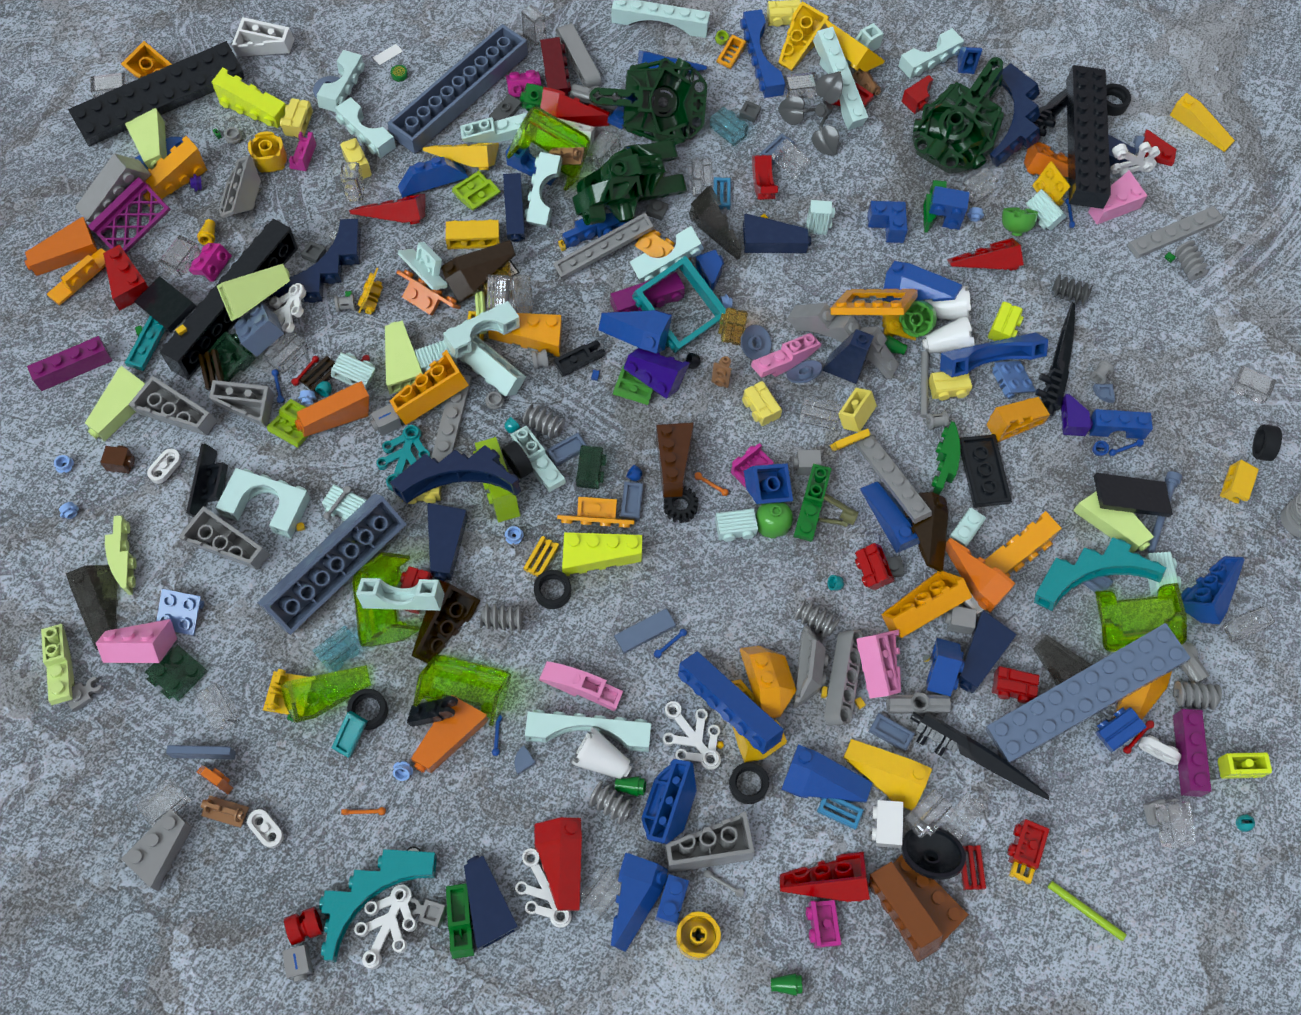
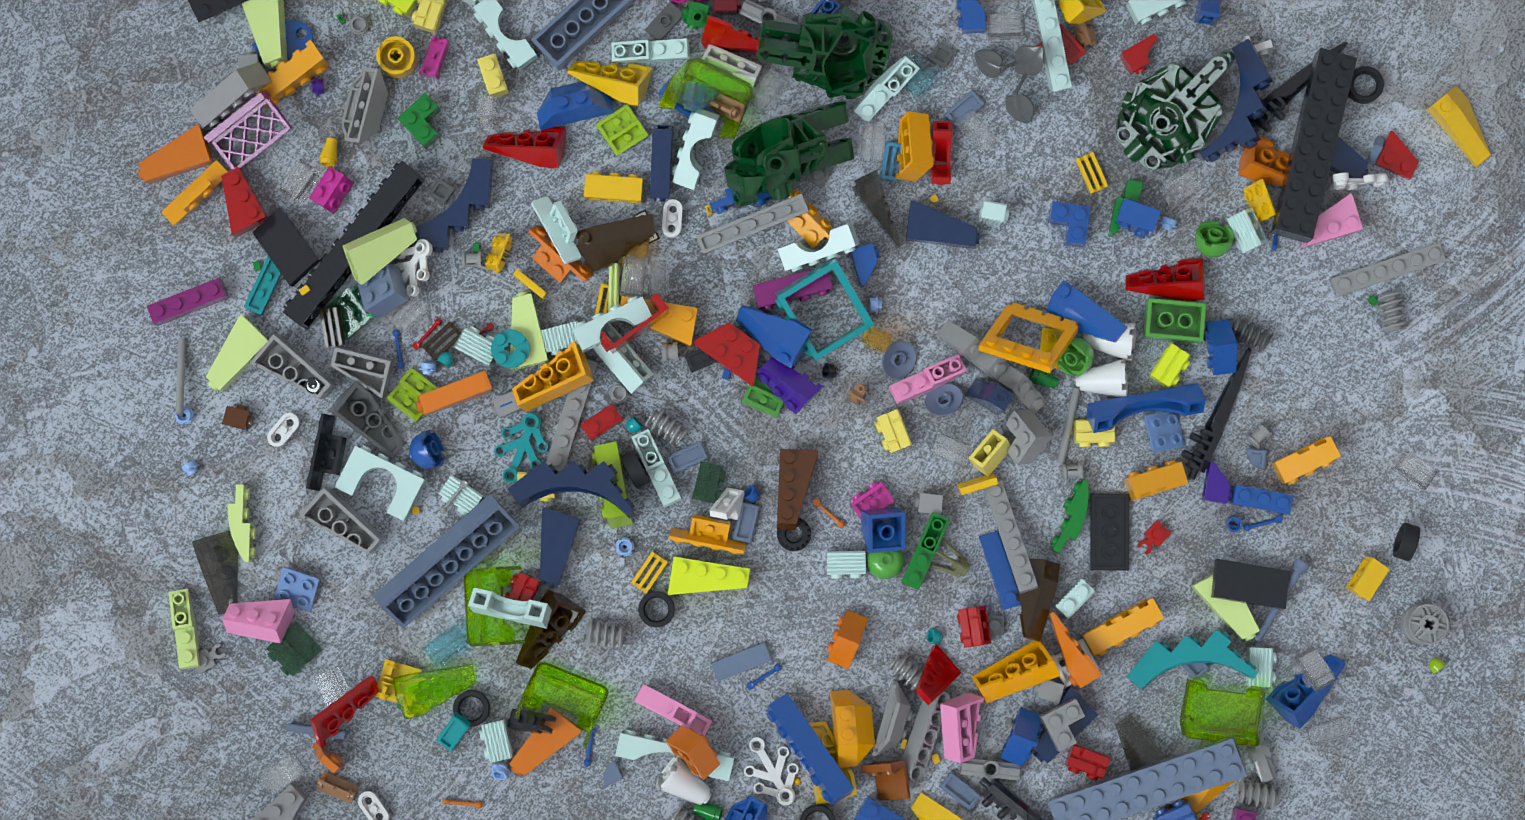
camera: 10 degrees right, 20 degrees up
(60, 429) = (180, 376): none -> light grey bar
(191, 415) = (313, 385): none -> black sticker
(215, 728) = (331, 718): none -> red wing
(243, 443) = (361, 413): none -> dark grey wedge
(290, 196) = (416, 120): none -> green brick
(308, 466) = (426, 450): none -> blue cylinder
(381, 357) = (518, 356): none -> teal plate
(397, 739) = (497, 741): none -> light aqua brick
(398, 315) = (530, 284): none -> yellow tile
(480, 424) = (602, 422): none -> red brick
(506, 328) = (662, 310): none -> red panel
(529, 255) = (672, 219): none -> white plate
(539, 140) = (696, 95): none -> clear light blue slope
(597, 349) = (732, 350): none -> red wing
(610, 713) = (694, 750): none -> orange brick
(613, 484) = (728, 504): none -> white slope
(707, 131) = (885, 87): none -> light aqua slope
(740, 175) = (915, 146): none -> light orange wedge
(750, 590) = (846, 639): none -> orange brick
(817, 724) = (890, 779): none -> dark orange bracket
(846, 615) = (936, 675): none -> red wing
(892, 391) = (1029, 434): none -> light grey brick
(901, 184) = (1085, 158): none -> yellow tile
(980, 643) = (1057, 722): none -> light grey brick
(999, 283) = (1174, 321): none -> bright green brick
(1027, 469) = (1155, 535): none -> red plate
(1051, 301) = (1220, 347): none -> blue brick
(1154, 384) = (1306, 460): none -> light orange wedge
(1216, 565) = (1314, 669): none -> clear brick

